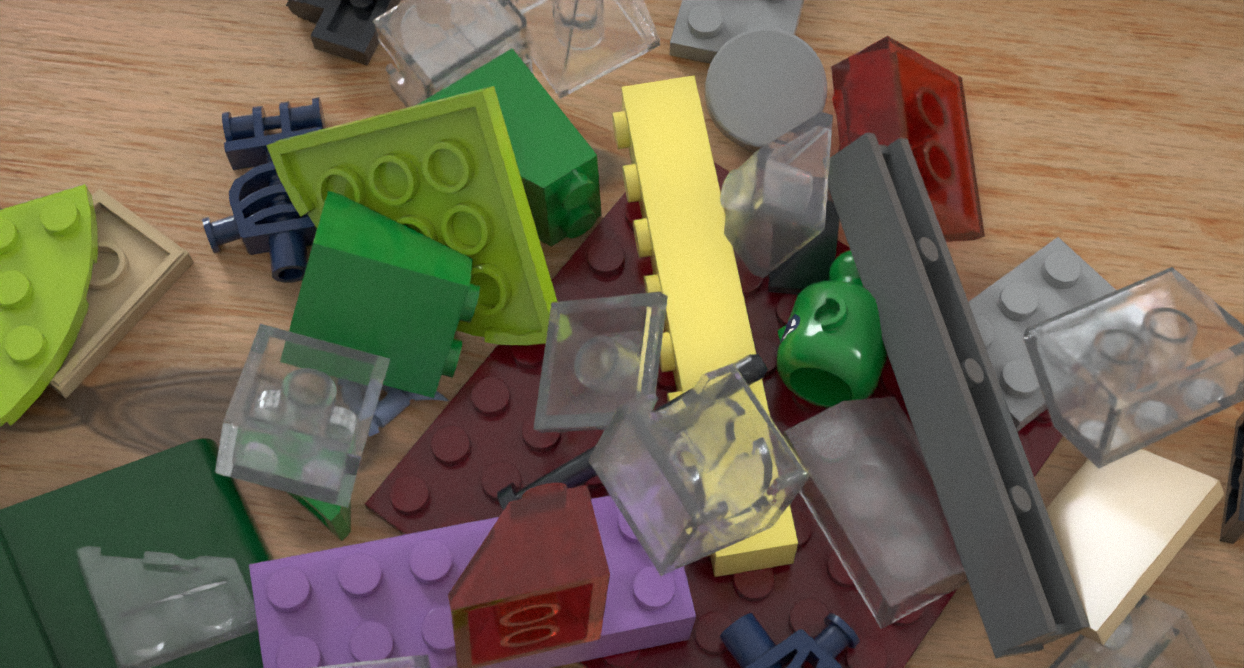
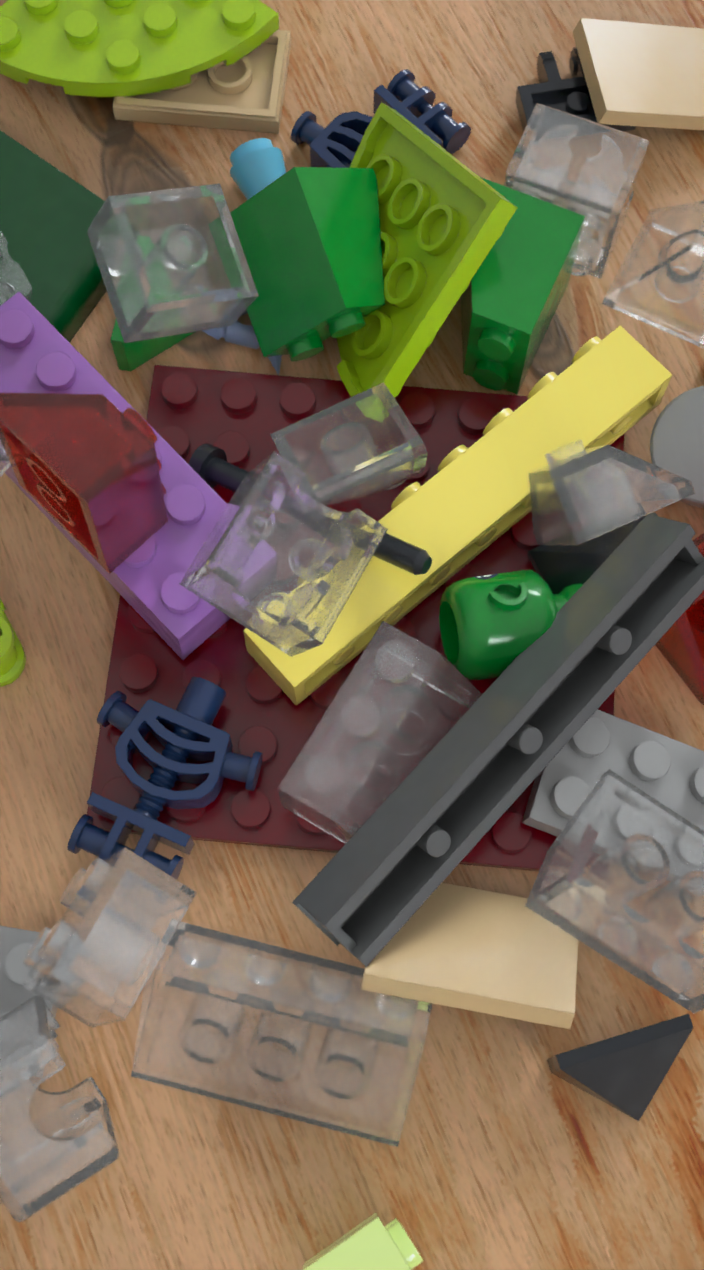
camera: 55 degrees right, 5 degrees up
(246, 299) = (256, 165): none -> medium azure cone

